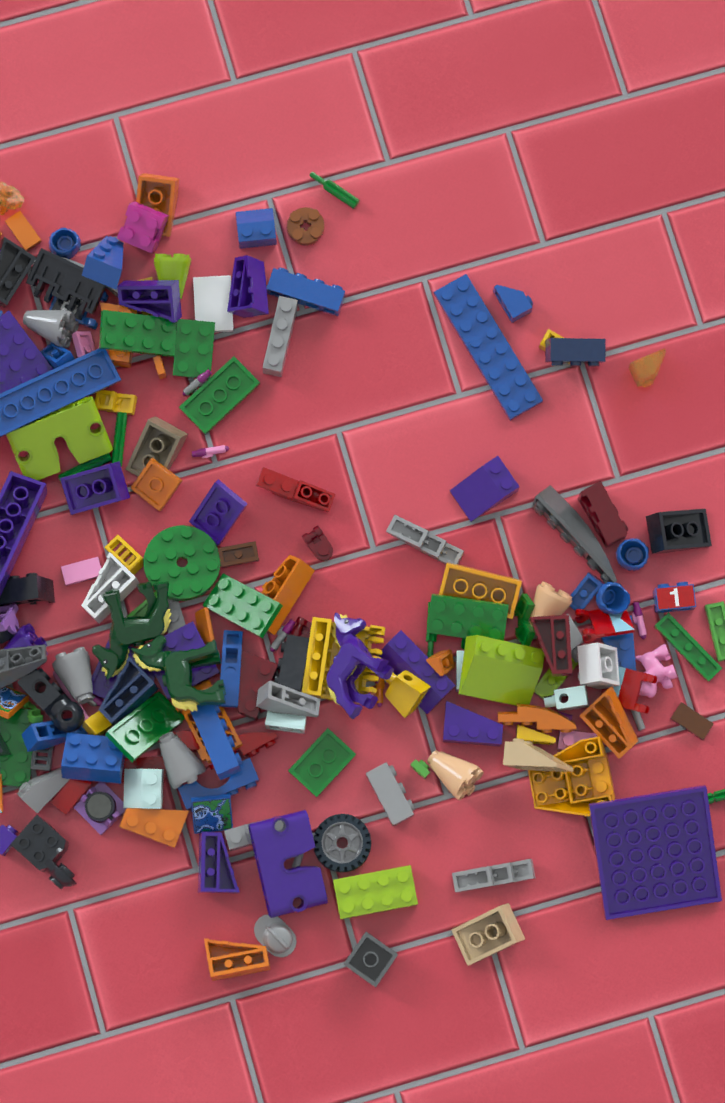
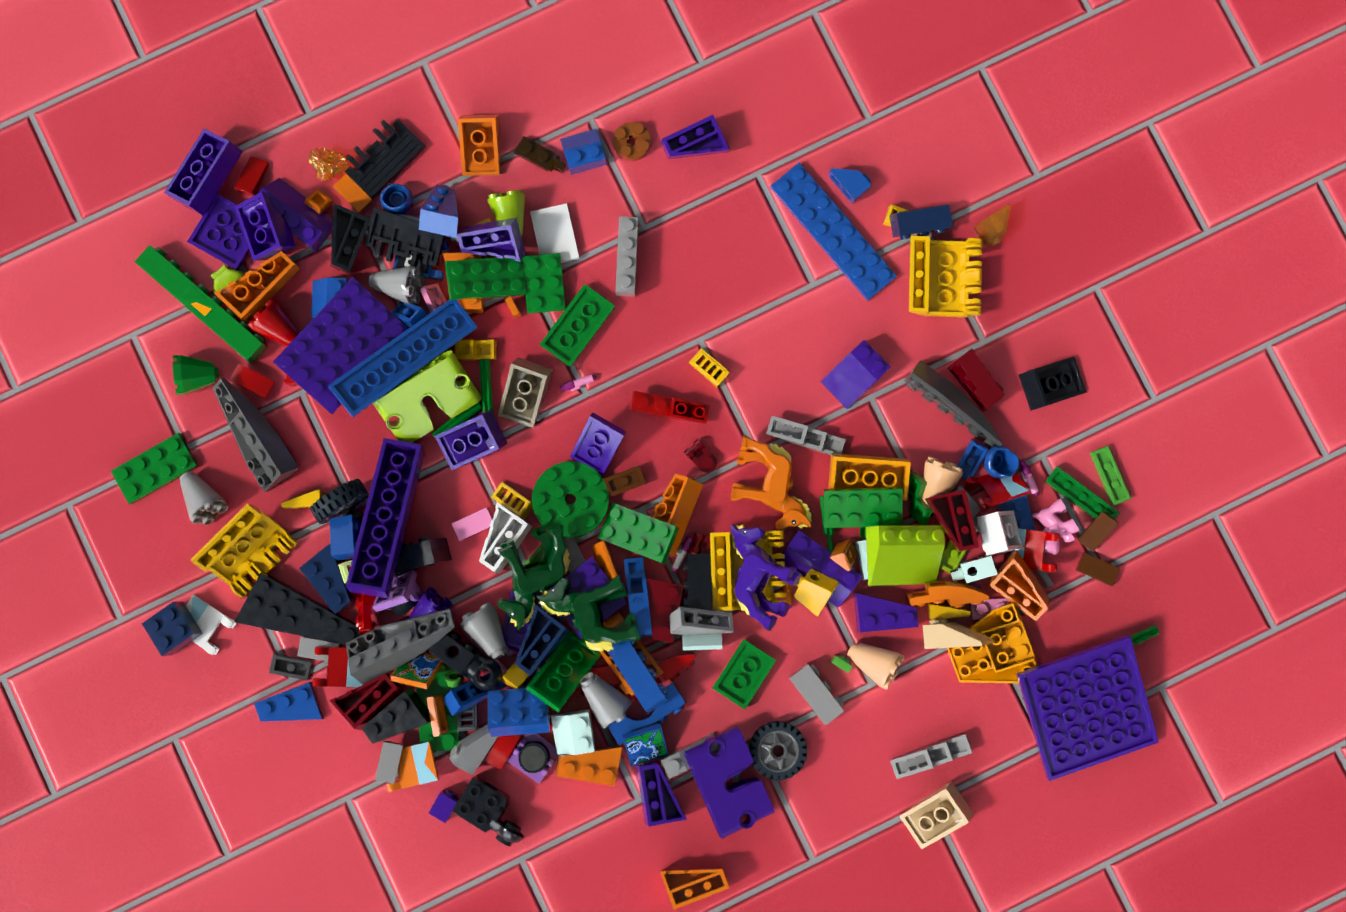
camera: 10 degrees left, 5 degrees up
(13, 748) = (437, 715): none -> orange tile
(61, 203) = (385, 159): none -> black hinge
(143, 227) = (471, 169): dark pink piece -> none
(156, 484) = (531, 425): orange tile -> none
(198, 382) = (554, 316): piece -> none
(212, 224) = (539, 155): none -> dark brown hinge
(248, 288) = (587, 213): dark purple wedge -> none
(275, 936) = (728, 852): light grey piece -> none
(307, 292) = (646, 207): blue brick -> none
(337, 191) = (656, 101): green axle -> none
(350, 471) = (716, 382): none -> yellow slope
(367, 235) = (695, 140): none -> dark purple wedge
(370, 959) = (827, 862): dark grey brick -> none
(375, 892) = (819, 794): lime brick -> none
(386, 582) = (775, 484): none -> orange animal
(588, 409) = (944, 277): none -> yellow slope
(632, 554) = (1012, 415): blue hair -> none
(674, 598) = (1060, 451): red brick -> none
(697, 682) = (1097, 531): none -> reddish brown tile

